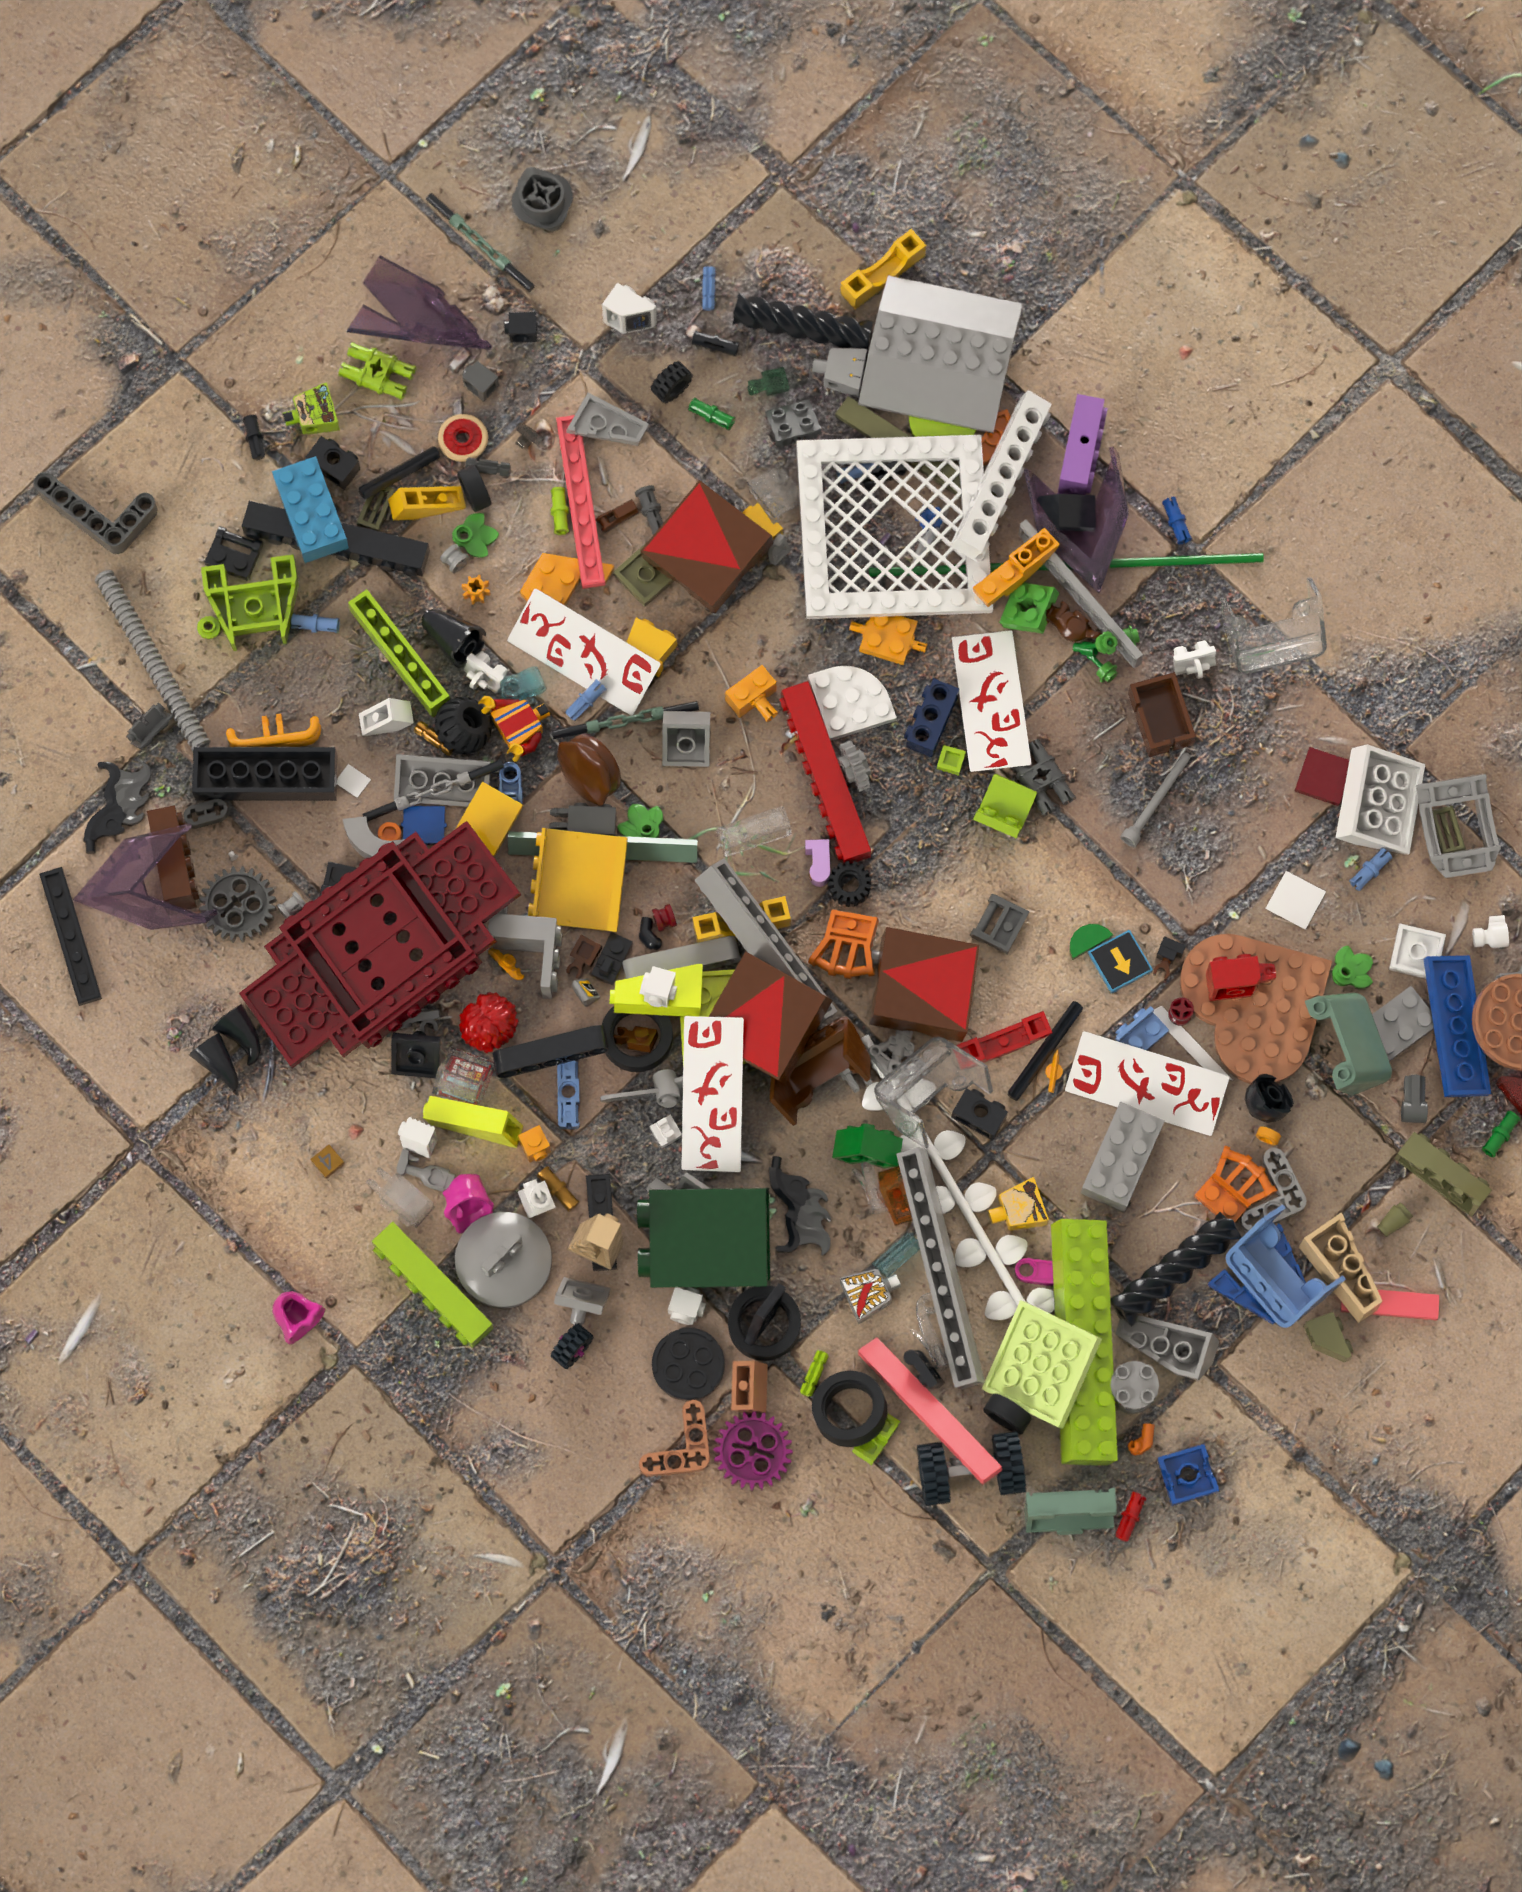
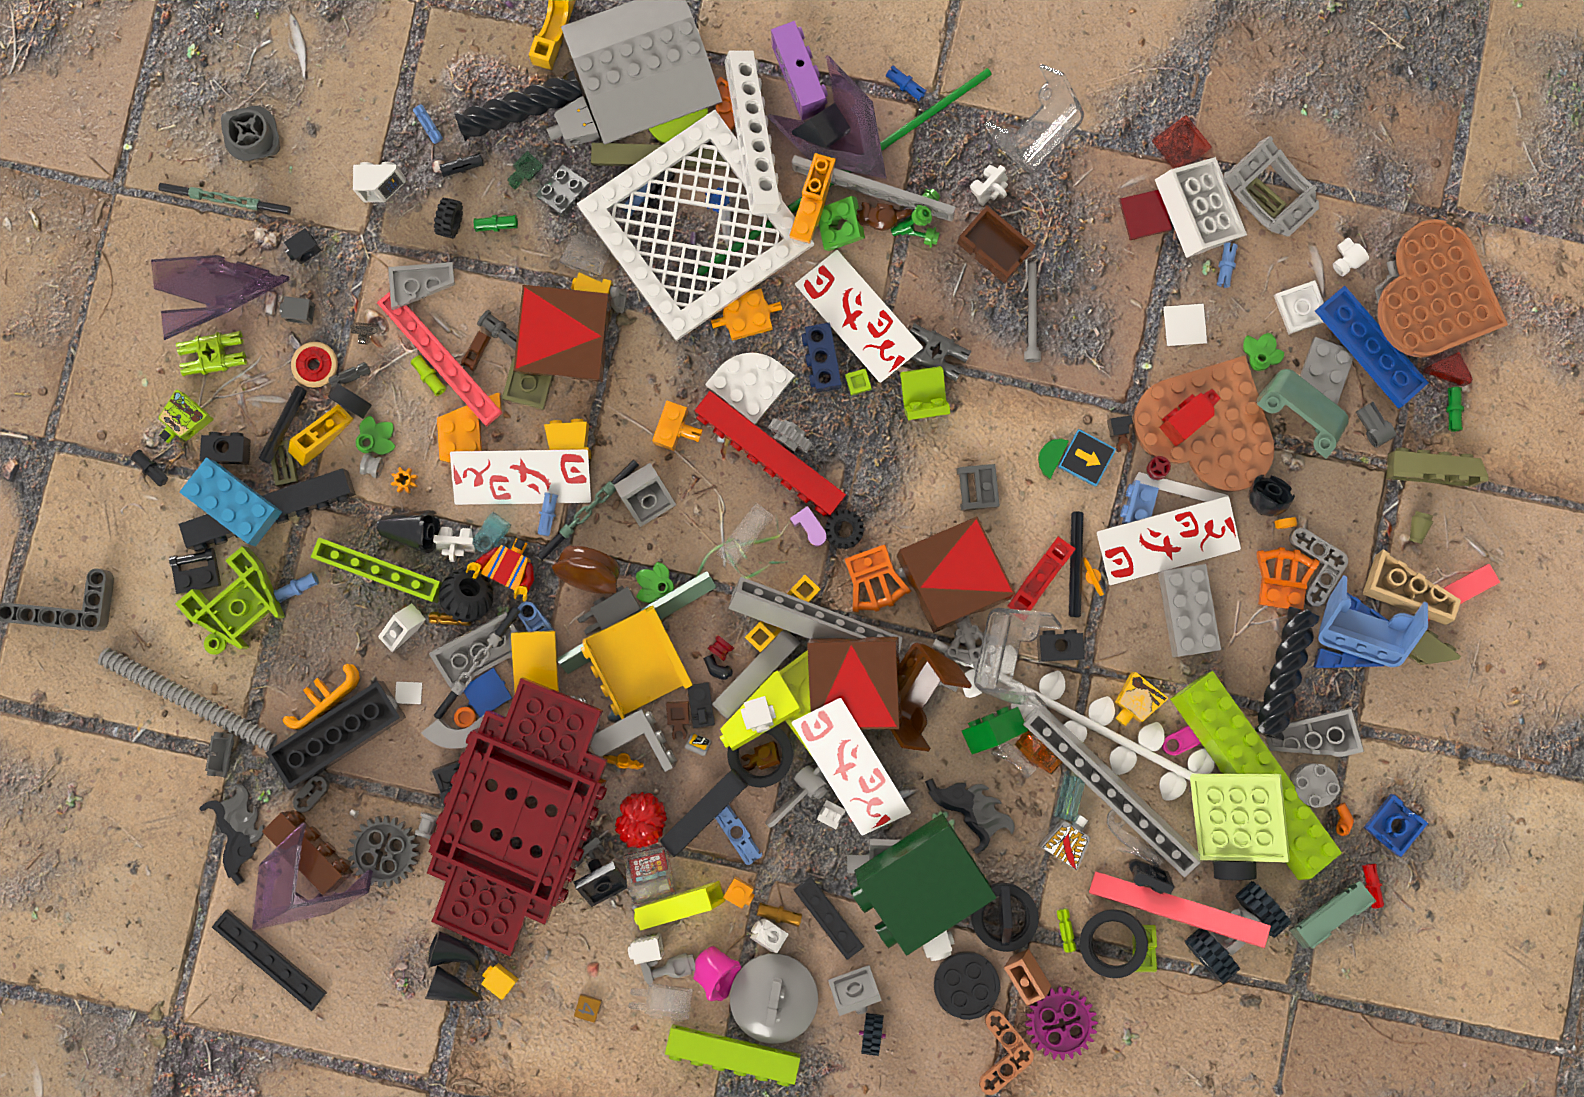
camera: 30 degrees left, 10 degrees up
(265, 1084) = (499, 980): none -> yellow brick
(598, 1240) = (840, 945): tan wedge -> none
(1403, 732) = (1182, 143): none -> clear red tile

